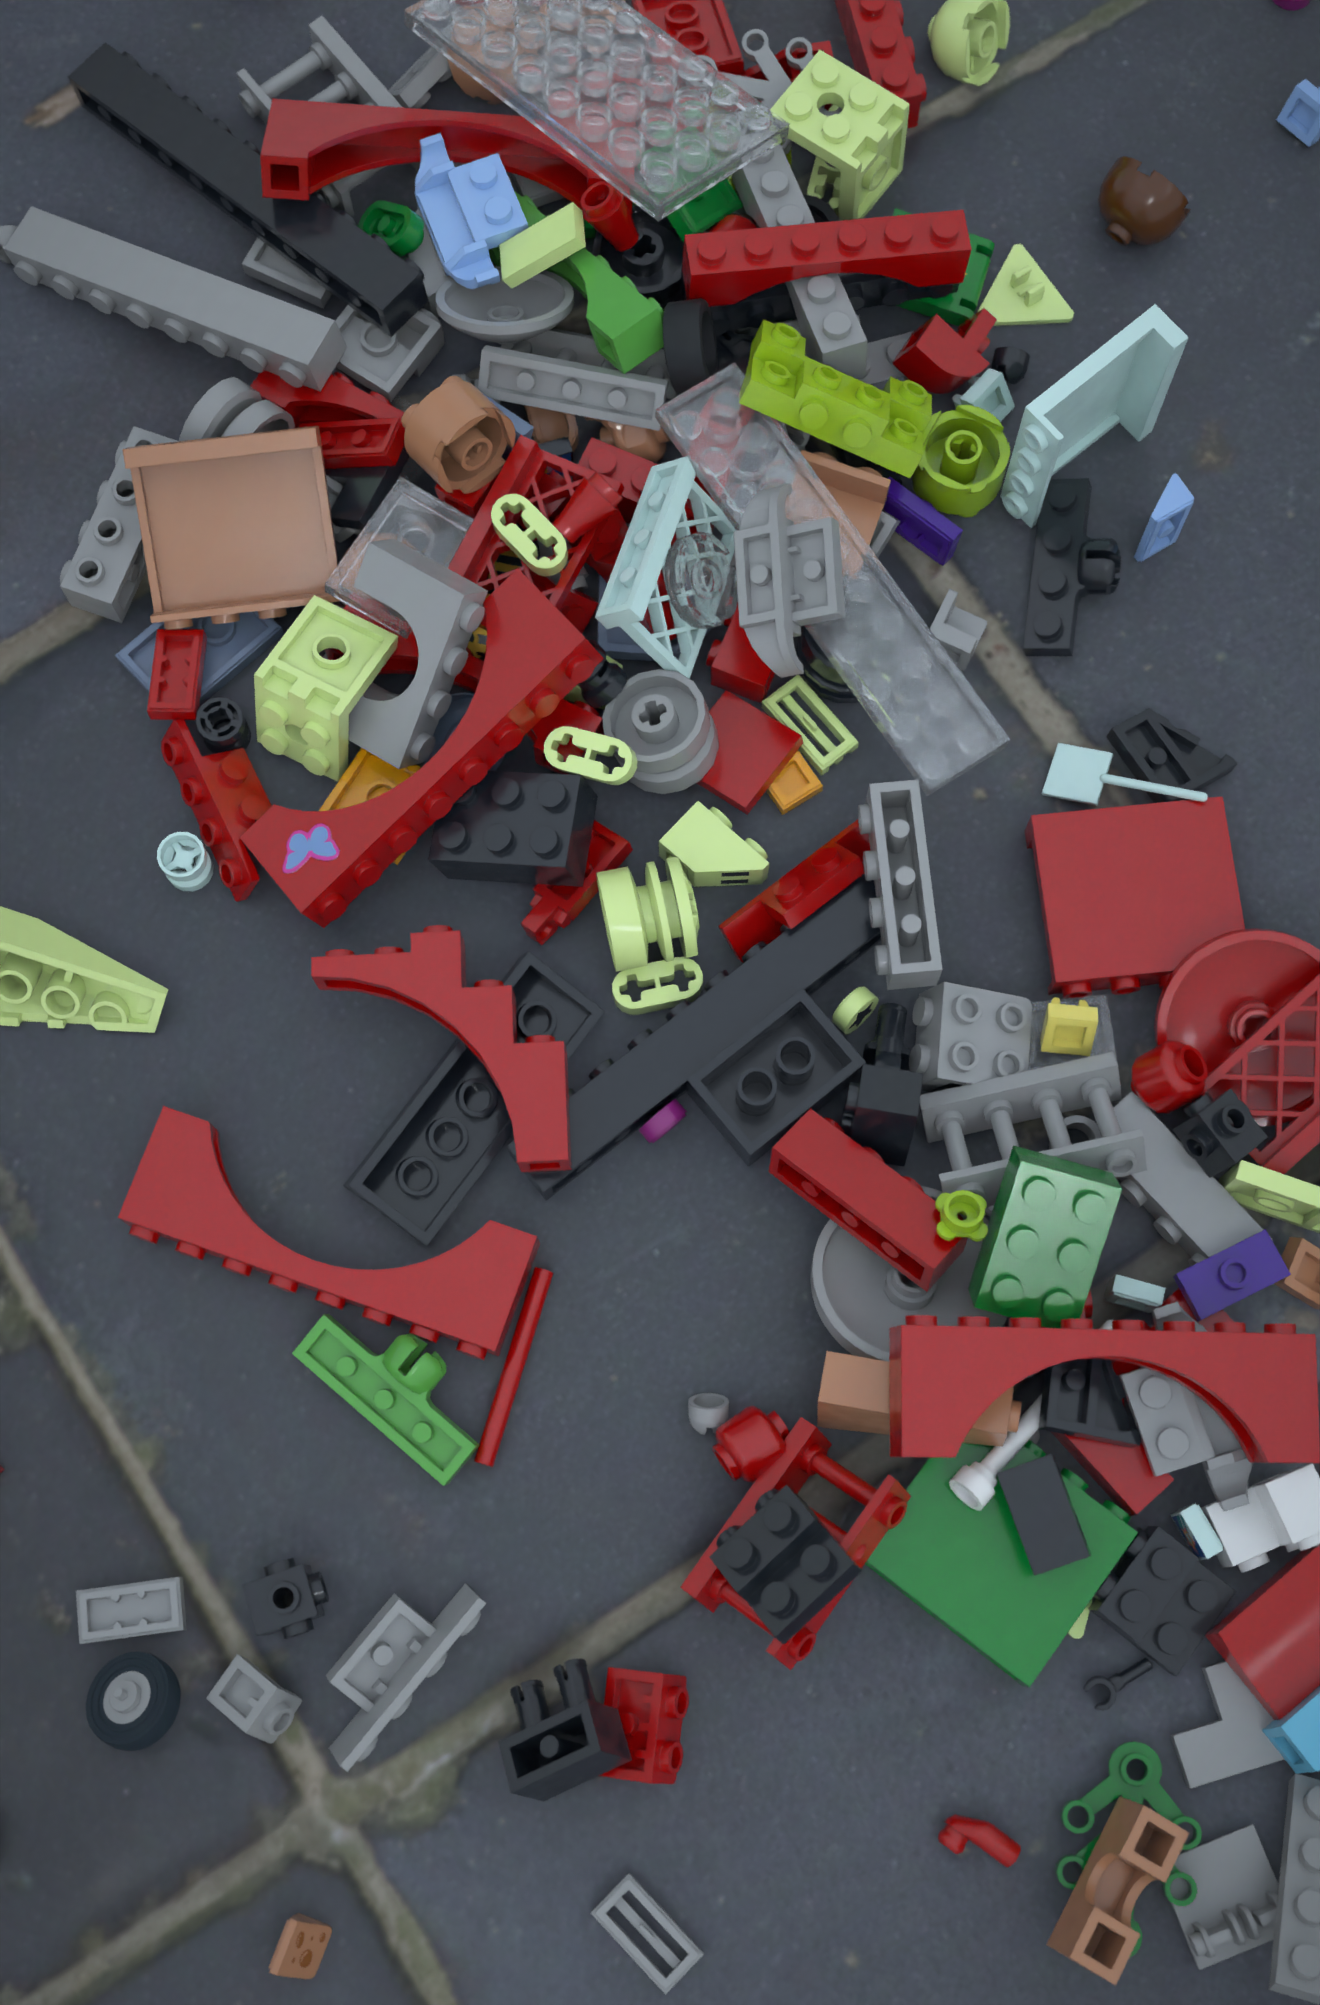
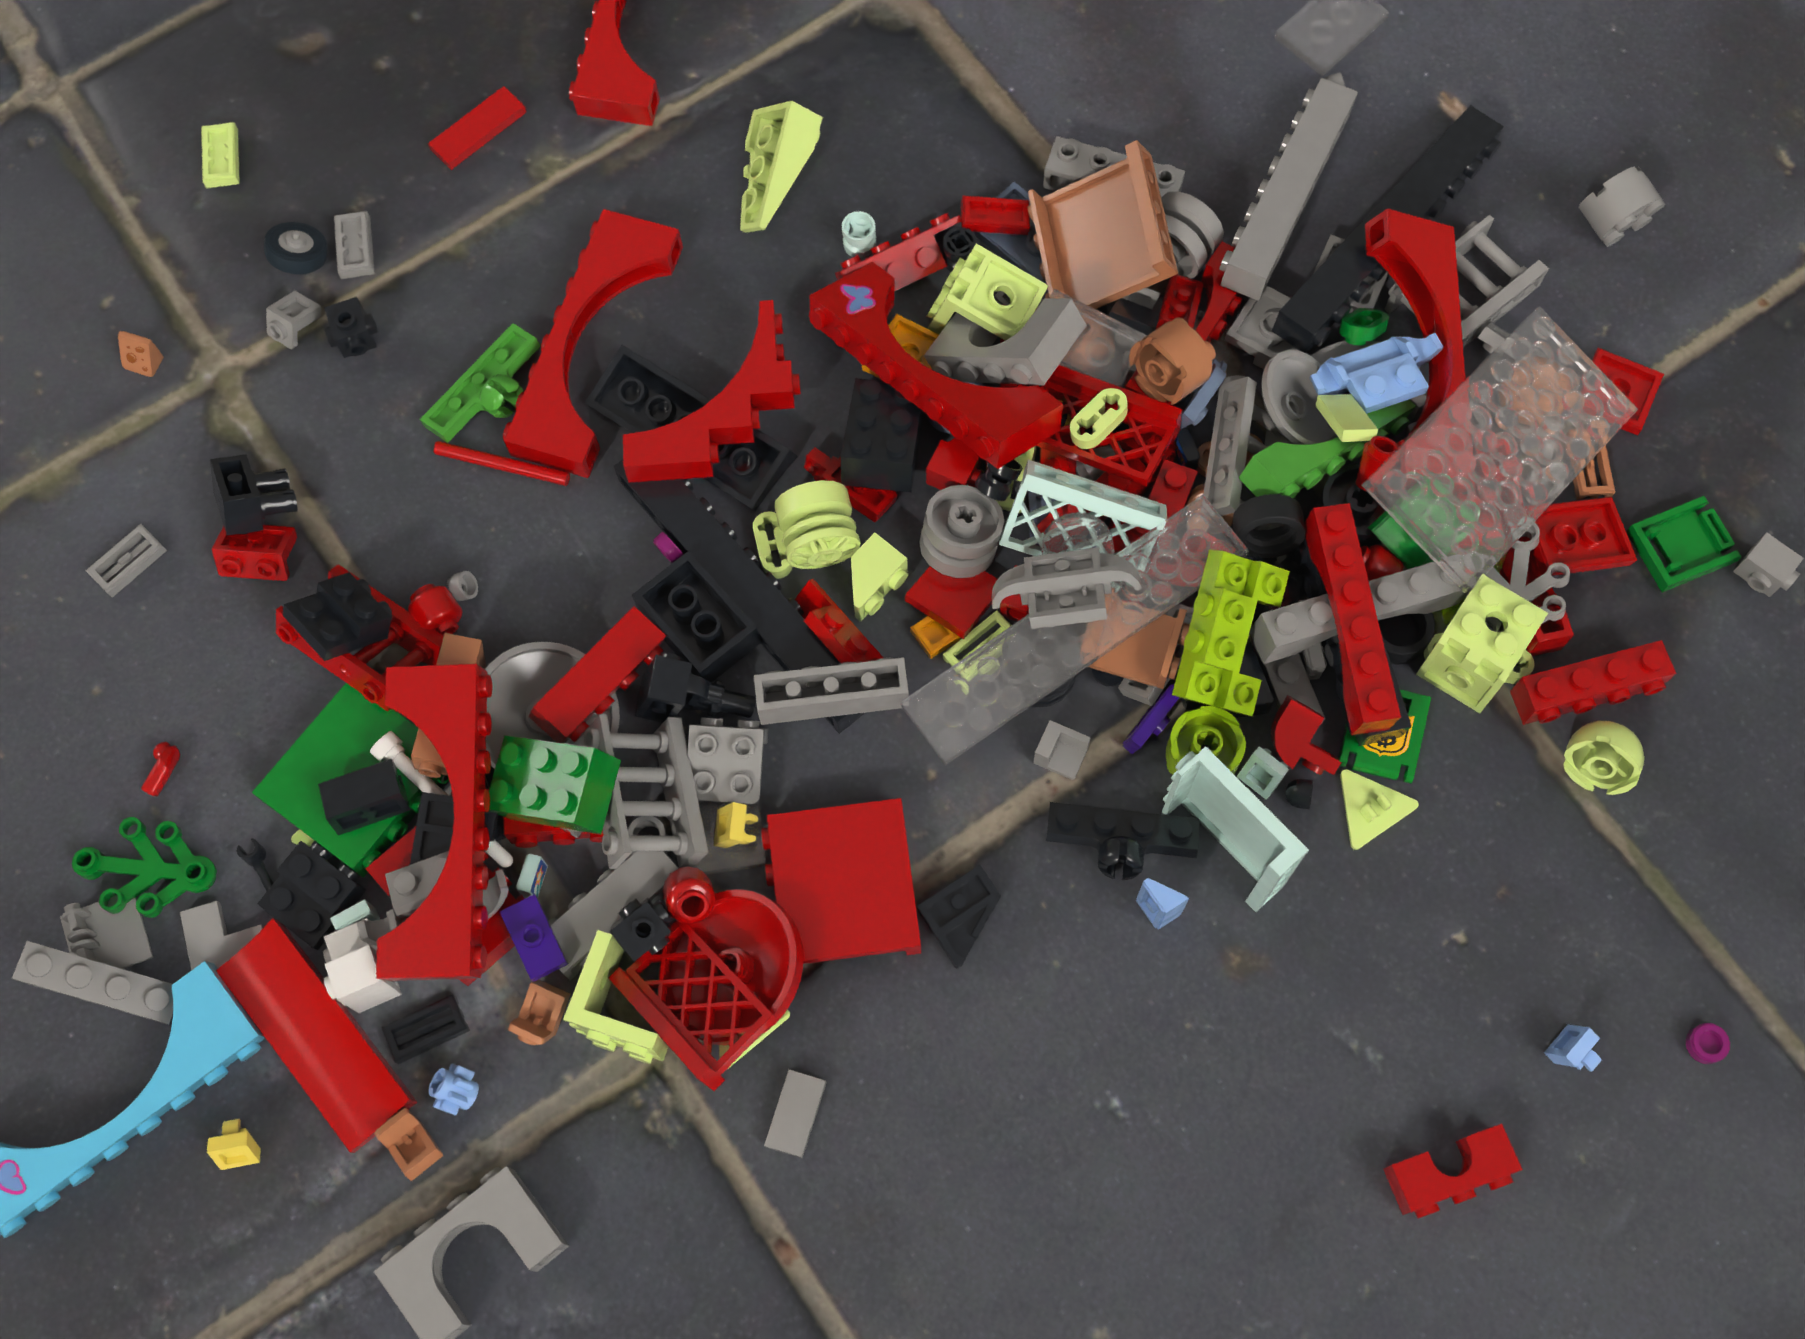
camera: 90 degrees right, 5 degrees down
(391, 1662) = (309, 394): light grey bracket -> none
(588, 506) = (1124, 456): red cone -> none
(593, 744) = (936, 474): yellowish green beam -> none
(854, 1009) = (745, 674): yellowish green tile -> none
(963, 1203) = (579, 719): lime plate -> none
(1081, 772) = (946, 847): light aqua piece -> none
(1128, 1856) = (123, 852): nougat arch -> none
(1140, 205) = (1456, 894): reddish brown cylinder -> none

